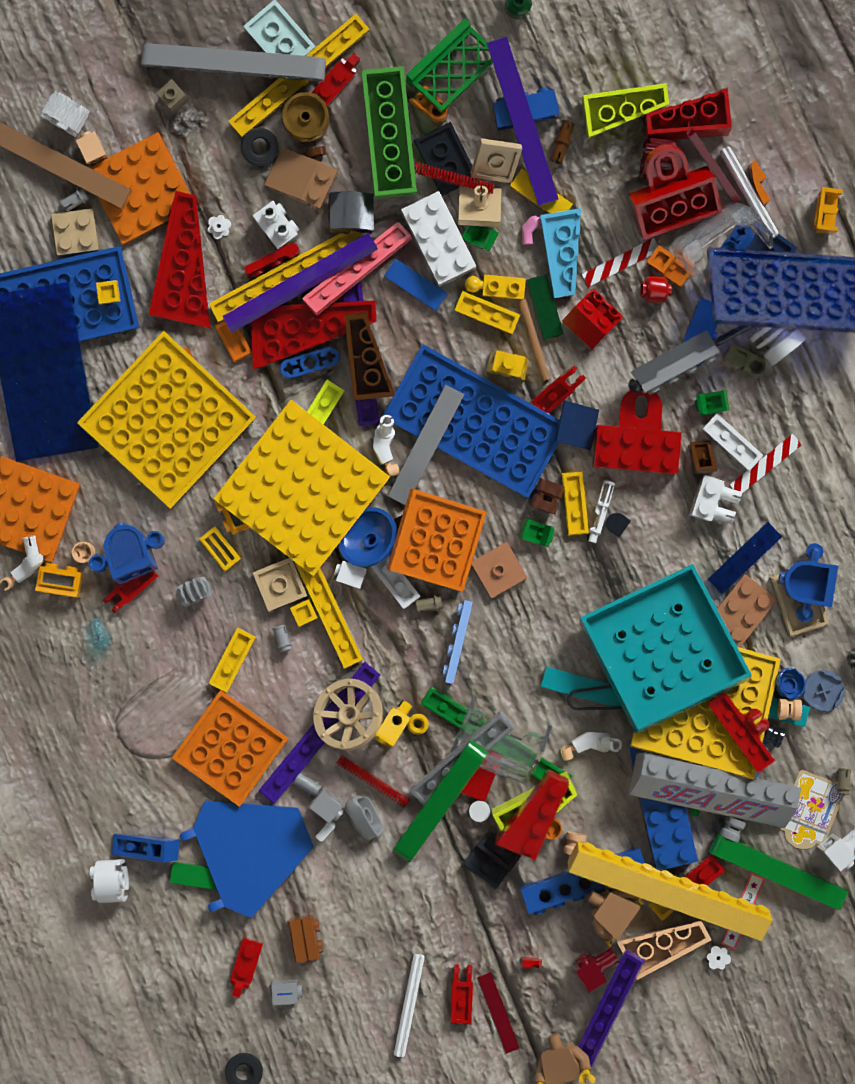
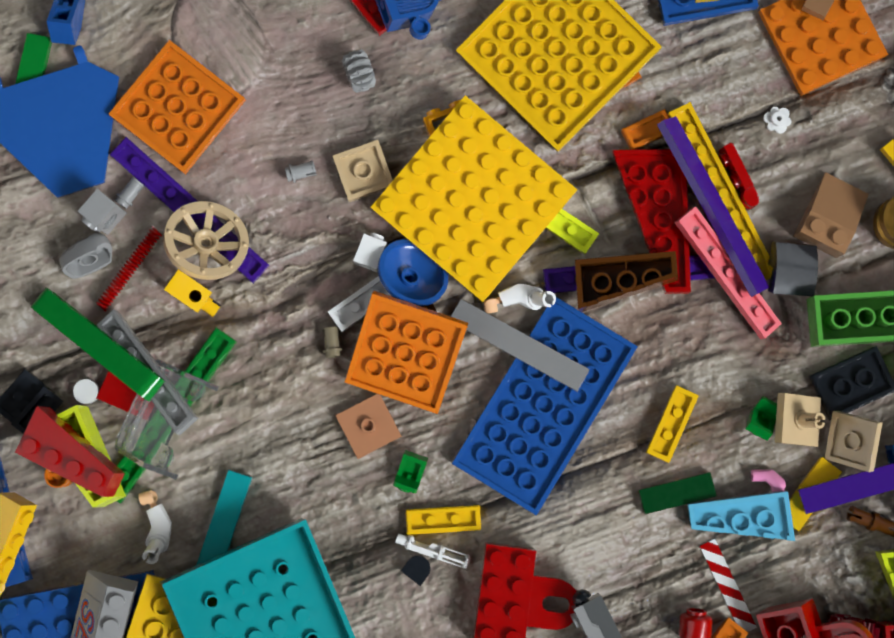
camera: 85 degrees right, 5 degrees down
(180, 278) = (720, 71): red wing -> none
(221, 550) = (391, 117): yellow tile -> none
(232, 660) = (278, 113): yellow plate -> none
(272, 146) = (881, 178): black tyre -> none
(275, 225) = (780, 181): white brick -> none
(296, 372) = (630, 231): blue beam -> none
(303, 612) = (329, 196): yellow plate -> none
(316, 152) = (864, 232): reddish brown tile -> none
(325, 830) = (72, 209): white tile -> none
(331, 617) = (321, 228): yellow plate -> none
(415, 284) = (706, 341): blue tile -> none
(422, 729) = (184, 323): yellow plate -> none
(438, 239) = (760, 370): white brick -> none
(458, 182) = (833, 386): red piece -> none
(459, 633) = (276, 370): light blue plate -> none
(497, 286) = (702, 437): yellow plate -> none
(507, 365) = (609, 446): yellow torso -> none
(534, 340) = (638, 478): medium nougat bar -> none
(549, 489) = (461, 489): copper wheel -> none
(557, 391) = (577, 503): red hinge -> none
(572, 838) = (44, 502): light nougat wheel -> none
(577, 425) = (536, 525): dark blue piece -> none
(591, 708) = (199, 528): black piece -> none
(592, 318) = (662, 549): red slope -> none

